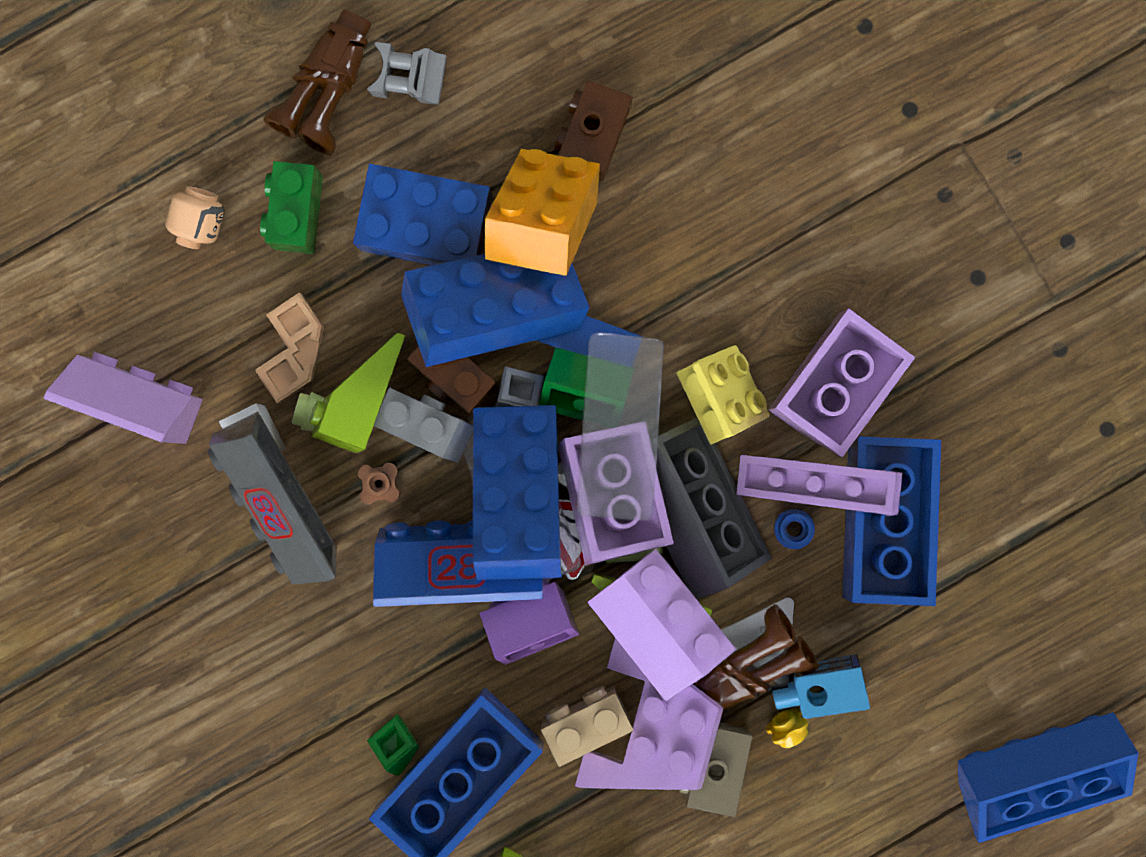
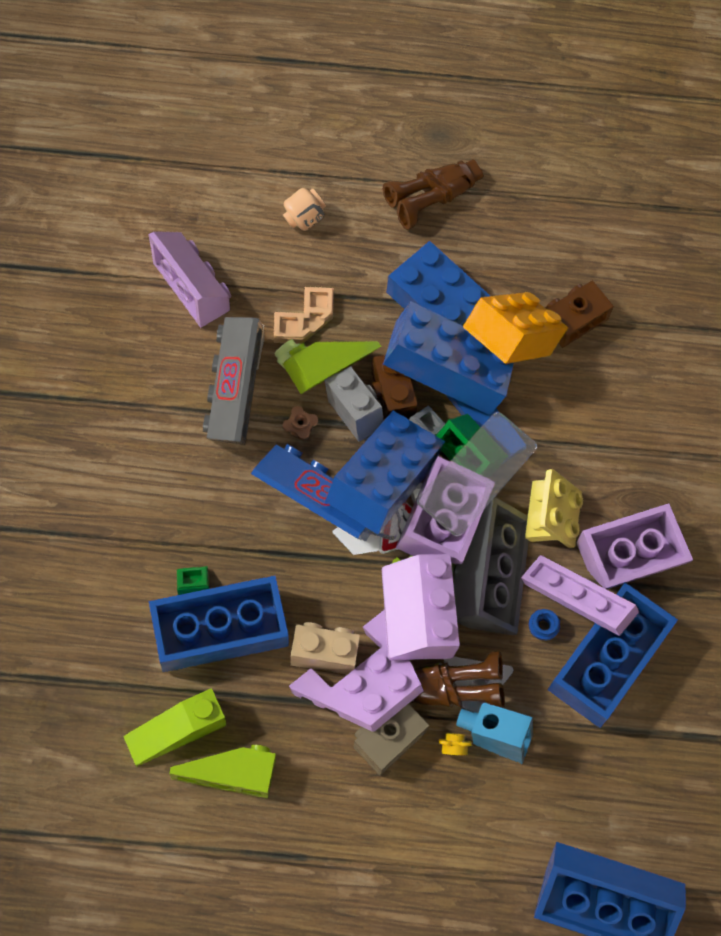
camera: 30 degrees right, 20 degrees down
(292, 207) = (365, 240): green brick -> none
(424, 78) = (494, 223): light grey piece -> none
(528, 626) = (334, 561): medium lavender brick -> none

